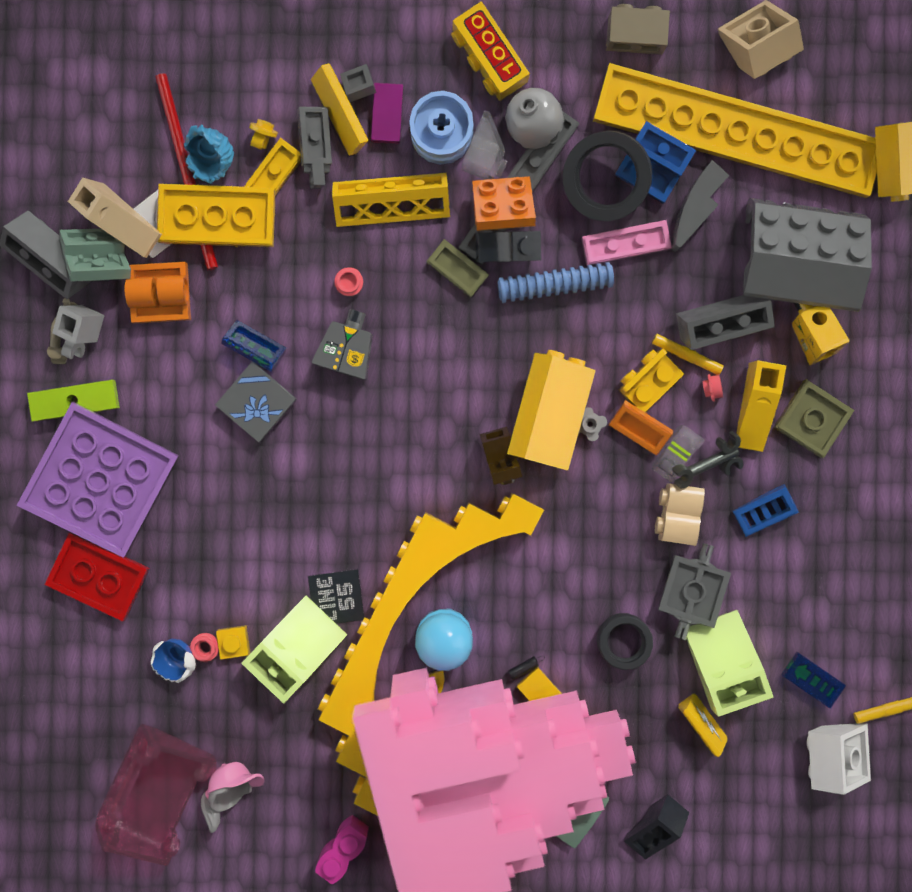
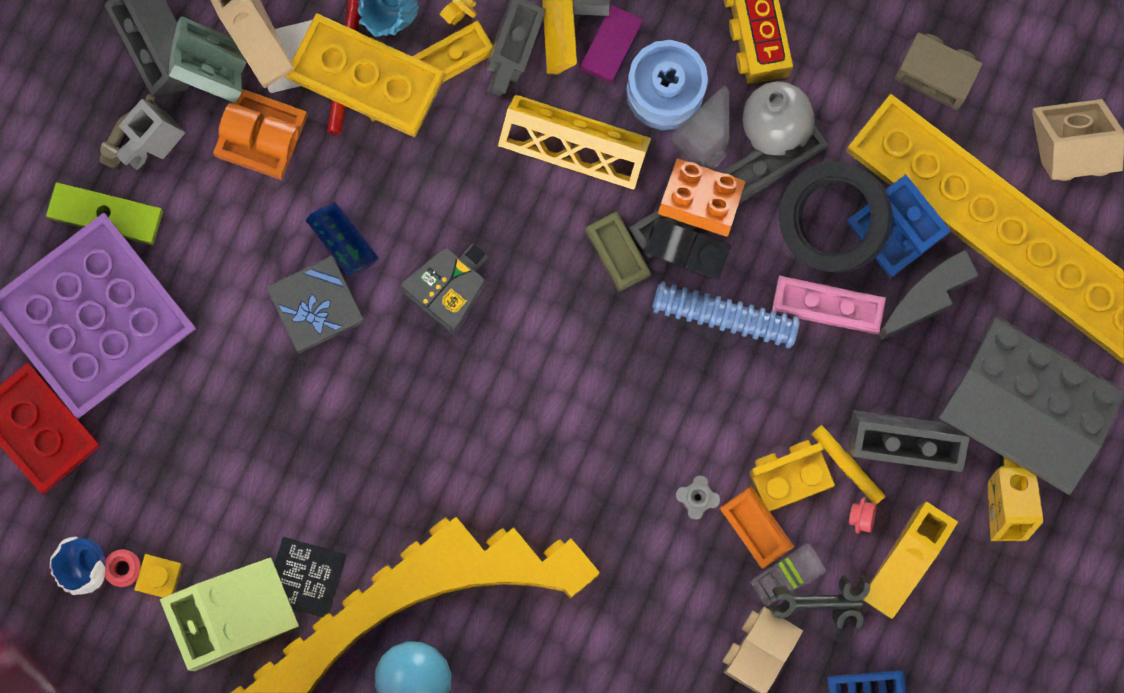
camera: 15 degrees right, 10 degrees down
(349, 282) = (484, 213): coral plate -> none
(502, 466) = (575, 489): dark brown brick -> none
(551, 409) = (658, 459): yellow brick -> none
(813, 418) = (970, 606): olive tile -> none

